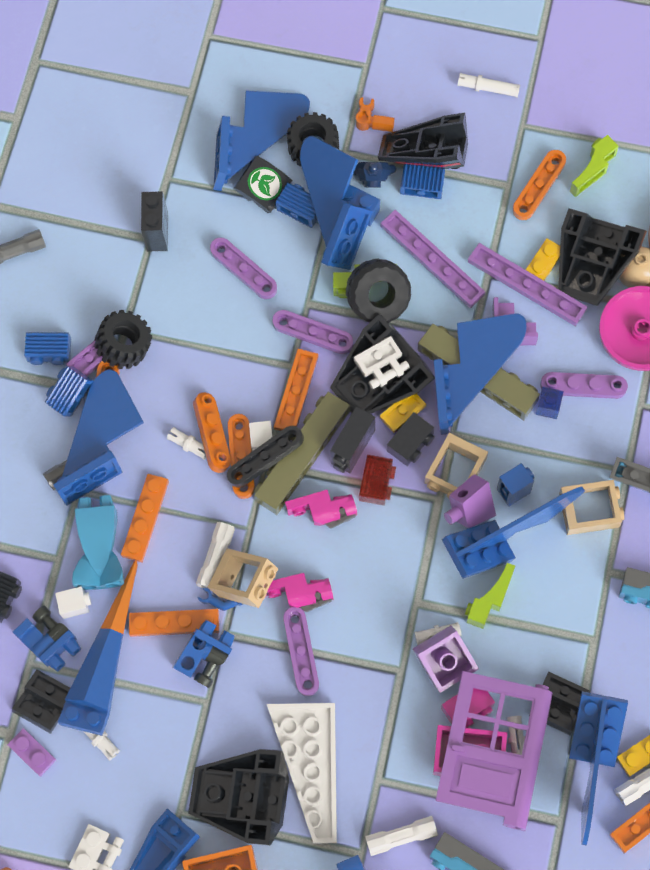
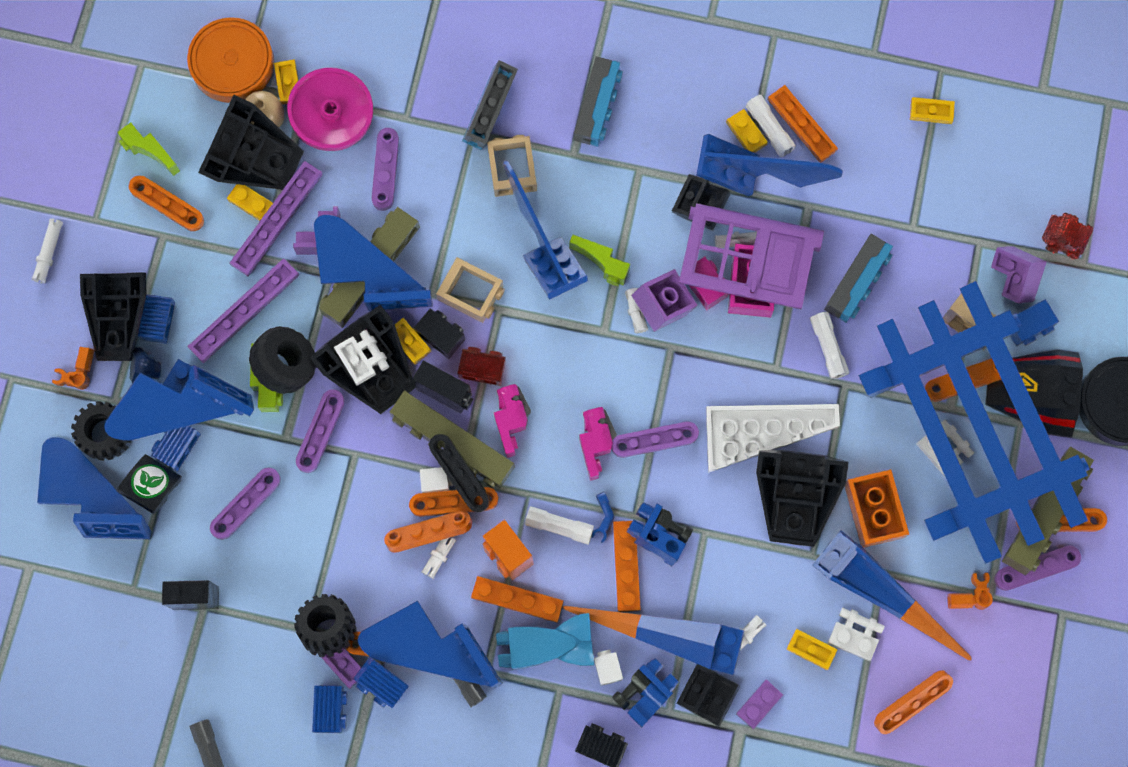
camera: 95 degrees left, 5 degrees up
(82, 806) = (811, 649): none -> yellow plate
(185, 500) = (508, 550): none -> orange brick
(228, 571) = (577, 512): tan window -> none
(296, 389) = (384, 447): orange plate -> none
(471, 503) = (510, 272): medium lavender torso -> none
(515, 484) = (491, 231): blue brick -> none
(549, 402) = (405, 198): clear blue brick -> none

